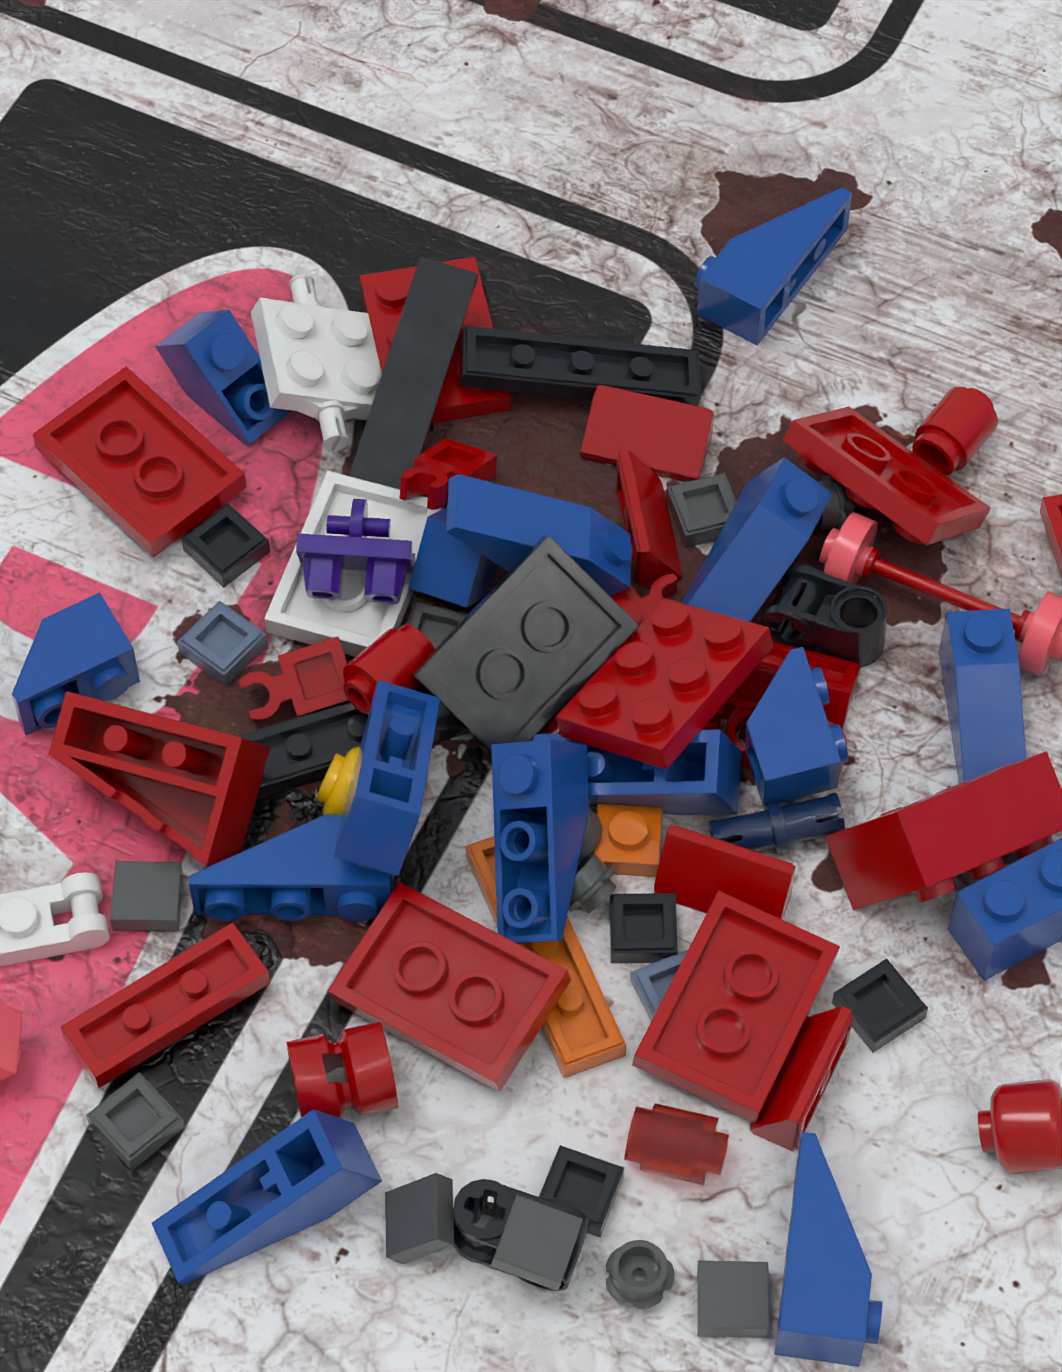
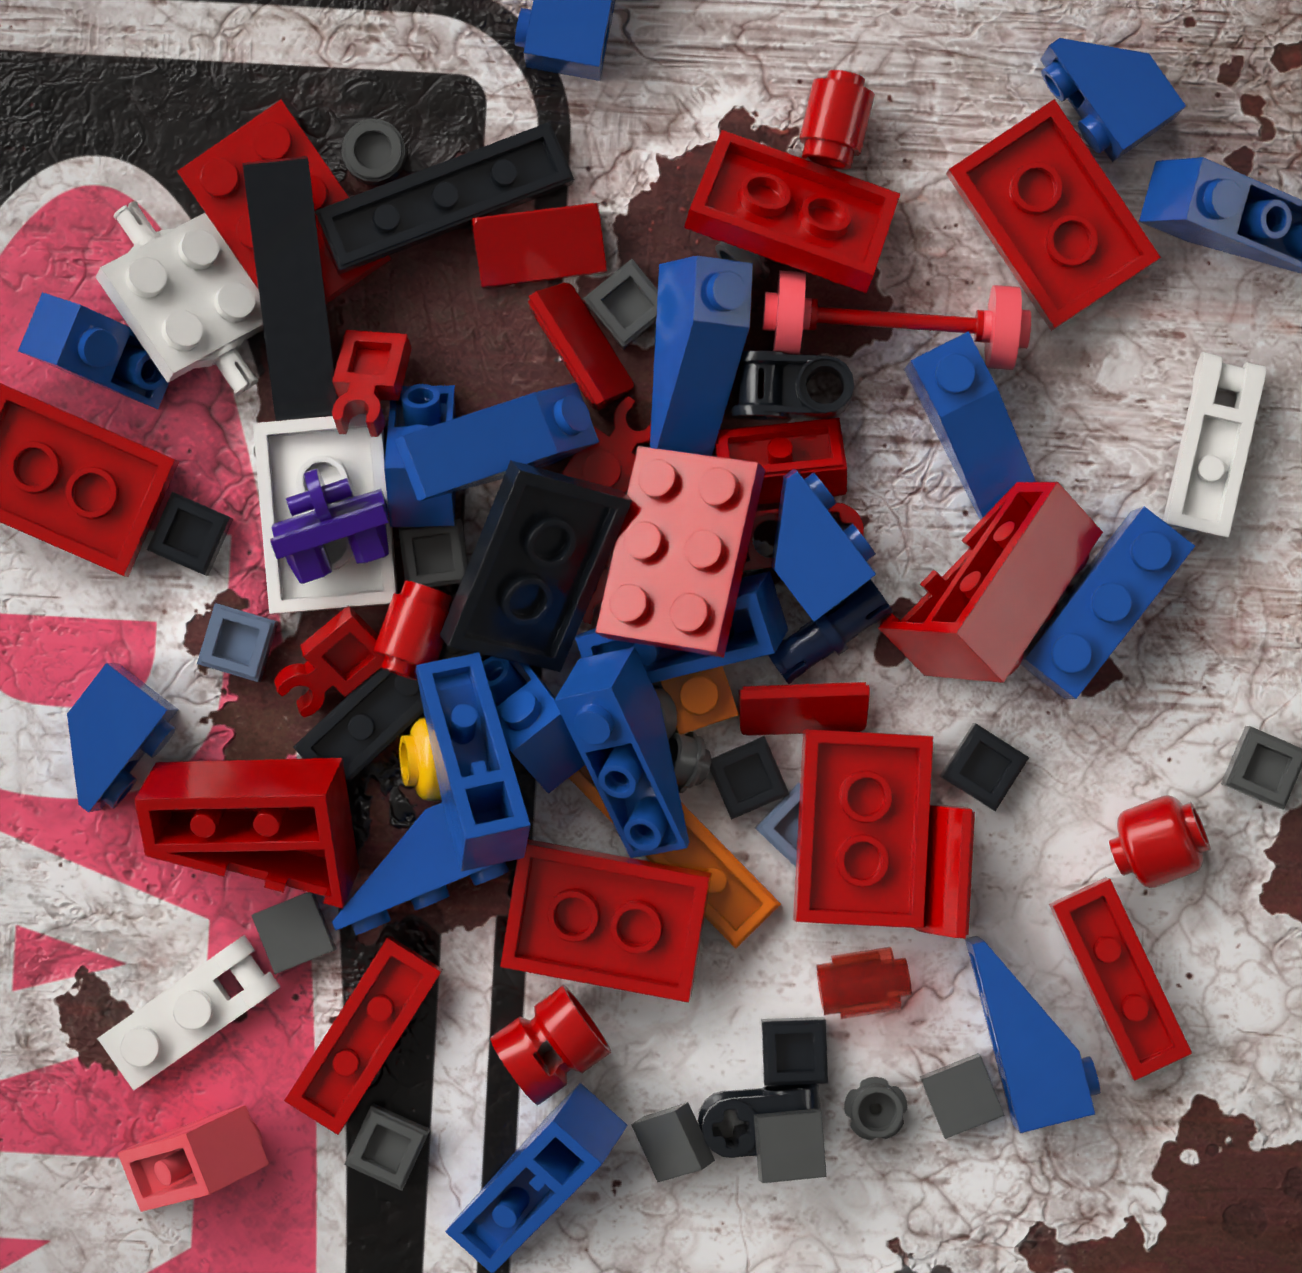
camera: 20 degrees left, 30 degrees up
(460, 792) = (532, 722): none -> blue slope
(536, 315) = (374, 152): none -> dark grey tile
(942, 1245) = (1120, 978): none -> red plate

